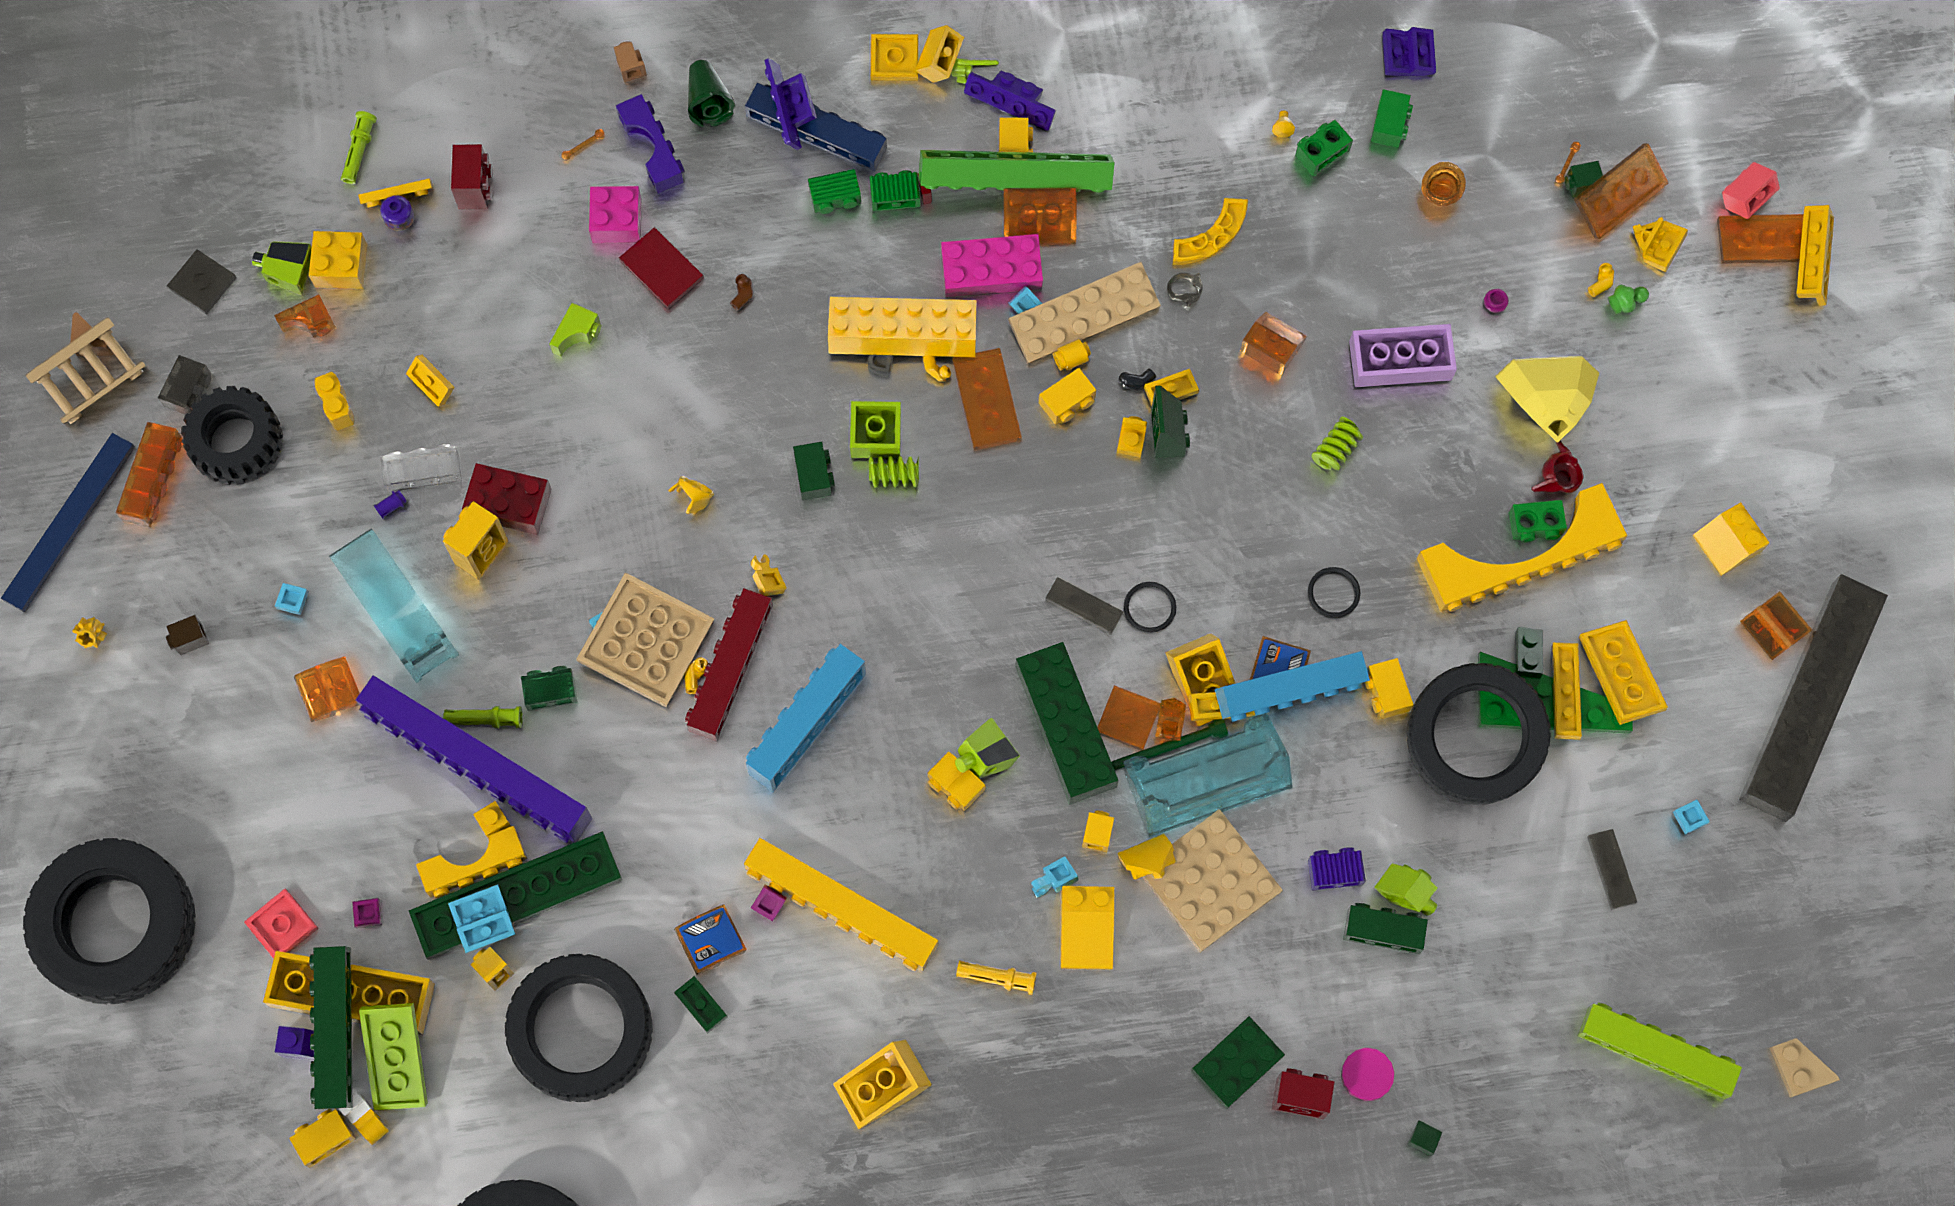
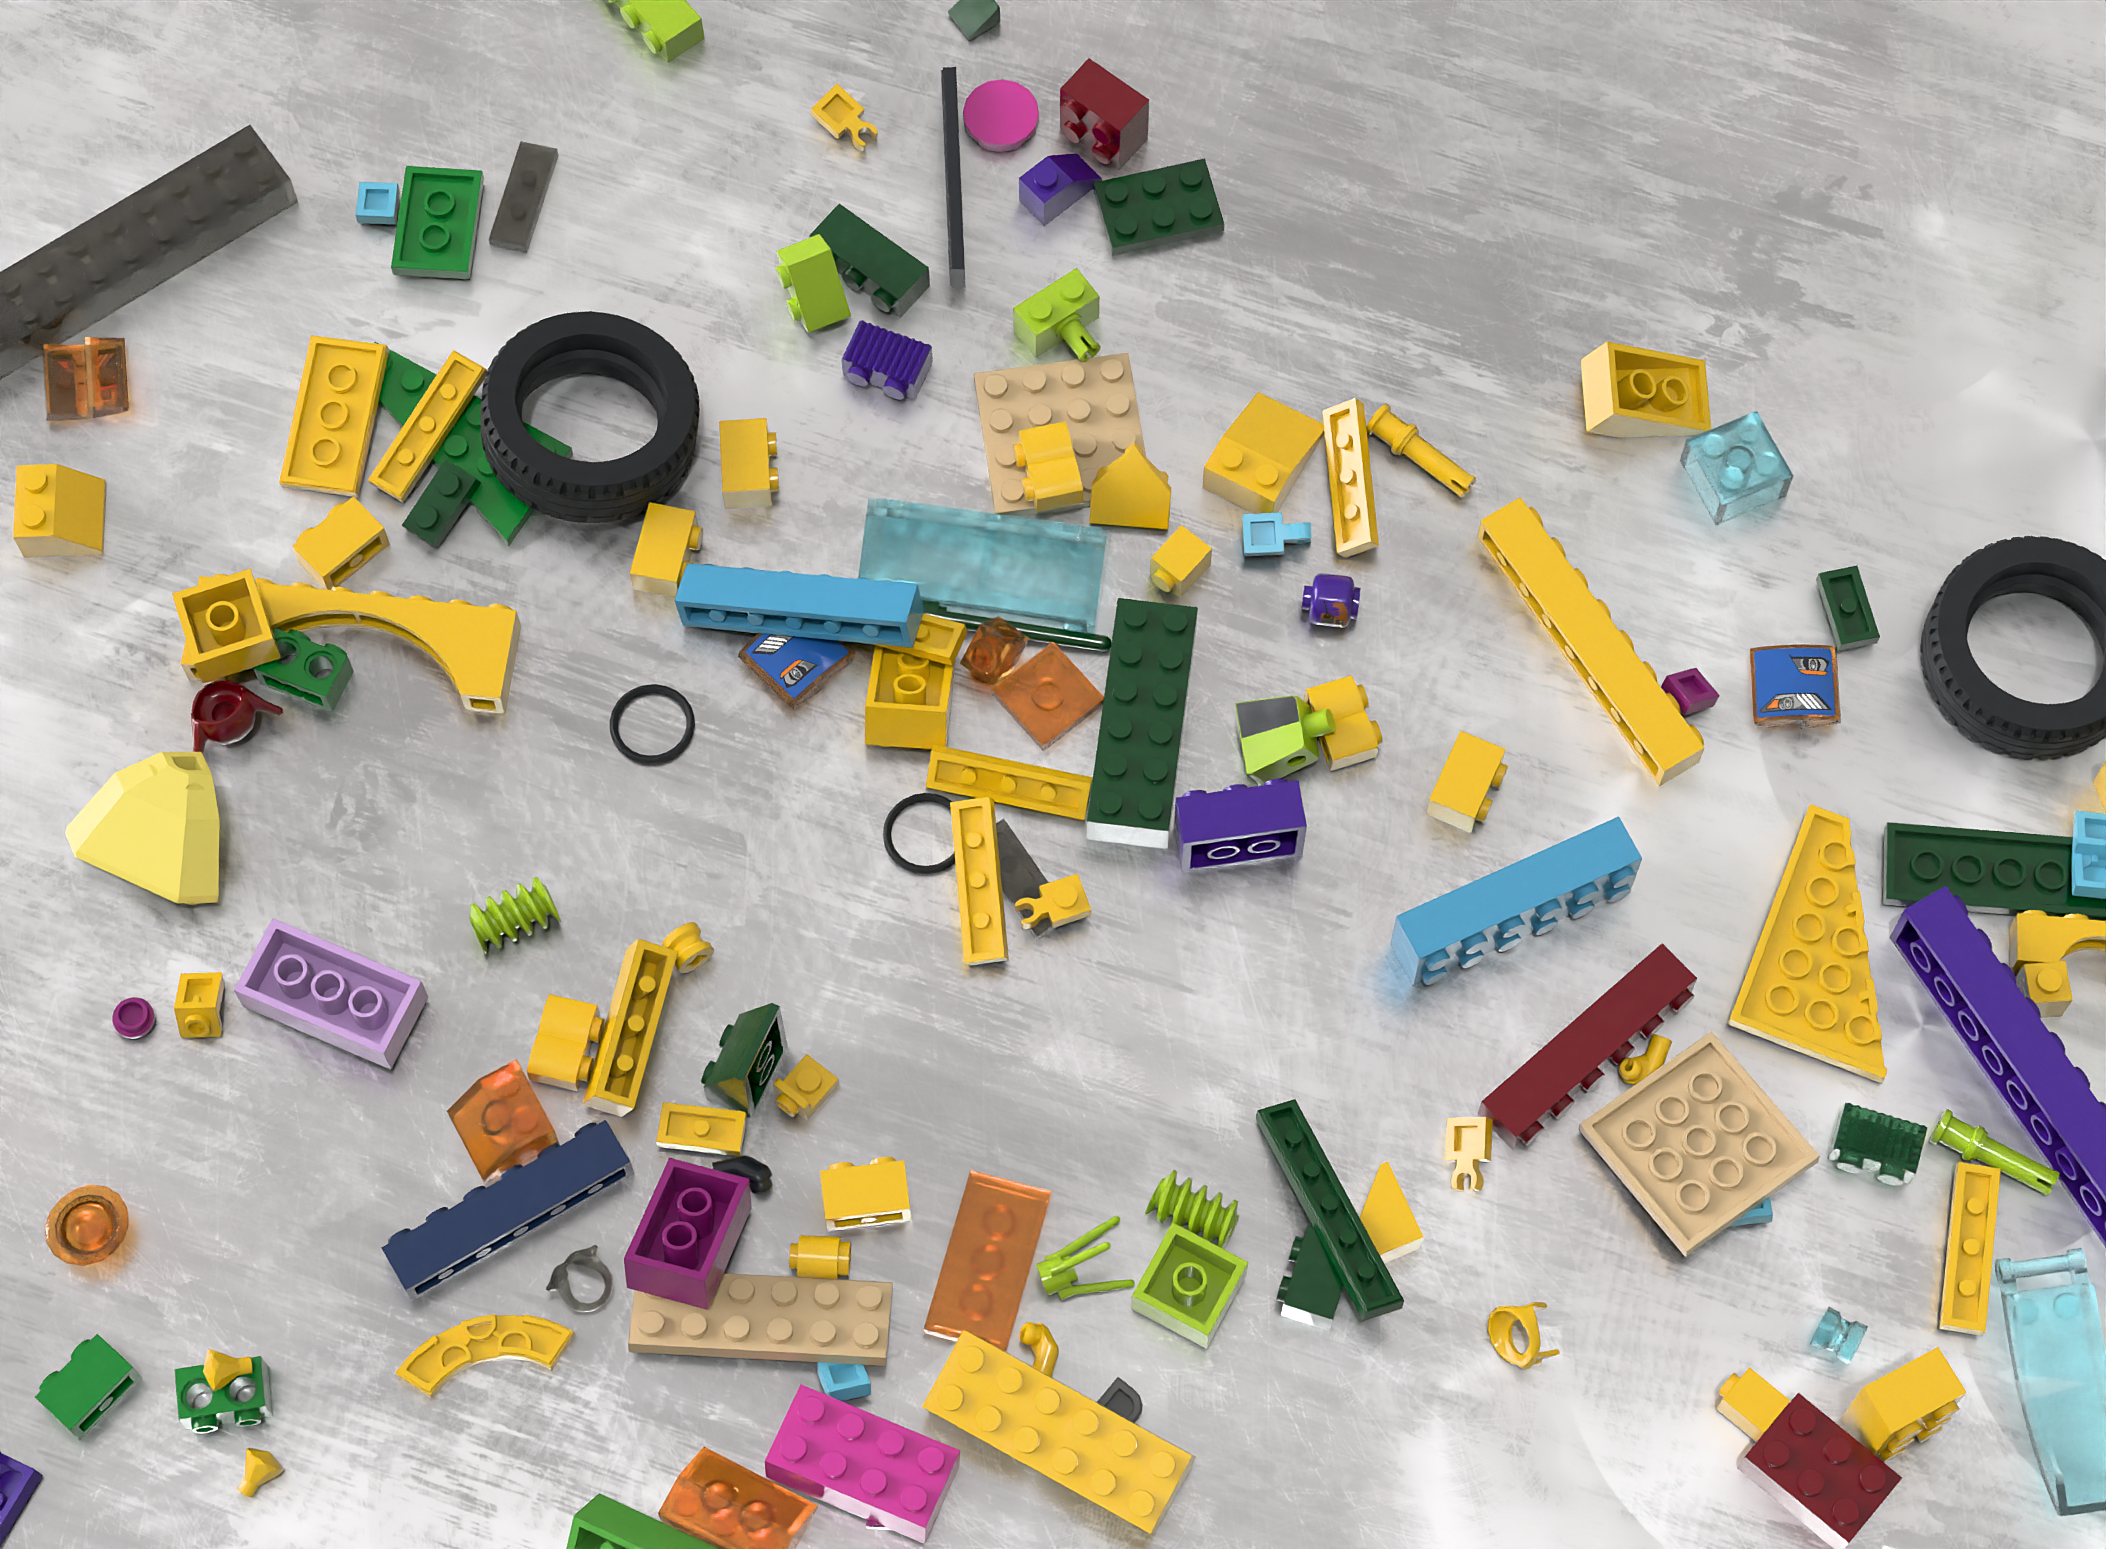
camera: 150 degrees left, 5 degrees down
(475, 658) = (1970, 1249): none -> yellow plate
(526, 576) = (1838, 1335): none -> clear light blue wheel
(556, 515) = (1751, 1403): none -> yellow brick
(628, 774) = (1811, 964): none -> yellow wing
(791, 517) = (1390, 1217): none -> yellow slope
(805, 1059) = (1736, 468): none -> clear light blue brick
(823, 501) = (1329, 1210): none -> dark green tile
(869, 782) = (1466, 782): none -> yellow brick
(945, 409) = (1058, 1268): none -> lime plant
(979, 684) = (1239, 825): none -> dark purple brick
(1000, 853) = (1331, 600): none -> dark purple head
(1029, 936) = (1350, 478): none -> yellow plate
(1054, 598) = (1060, 902): none -> yellow plate
(1104, 587) = (979, 881): none -> yellow plate
(1121, 652) = (1009, 782): none -> yellow plate
(1143, 323) = (687, 1233): none -> magenta brick
(1202, 842) = (1050, 467): none -> yellow brick
(1236, 476) = (691, 948): none -> yellow wheel
(1238, 415) = (630, 1028): none -> yellow brick
(1242, 300) = (507, 1209): none -> dark blue brick
(1253, 948) = (1059, 315): none -> lime brick
(1269, 395) = (564, 1043): none -> yellow brick
(1304, 1042) = (1055, 185): none -> dark purple slope
(1328, 146) = (222, 1368): none -> yellow rock
(1370, 1012) = (953, 177): none -> black tile
(1376, 764) = (746, 463): none -> yellow brick
(1462, 1019) = (841, 114): none -> yellow plate
(1468, 322) = (199, 1004): none -> yellow bracket
(1567, 600) = (340, 544): none -> yellow brick
(1588, 503) = (226, 625): none -> yellow brick
(1648, 823) = (437, 222): none -> green plate

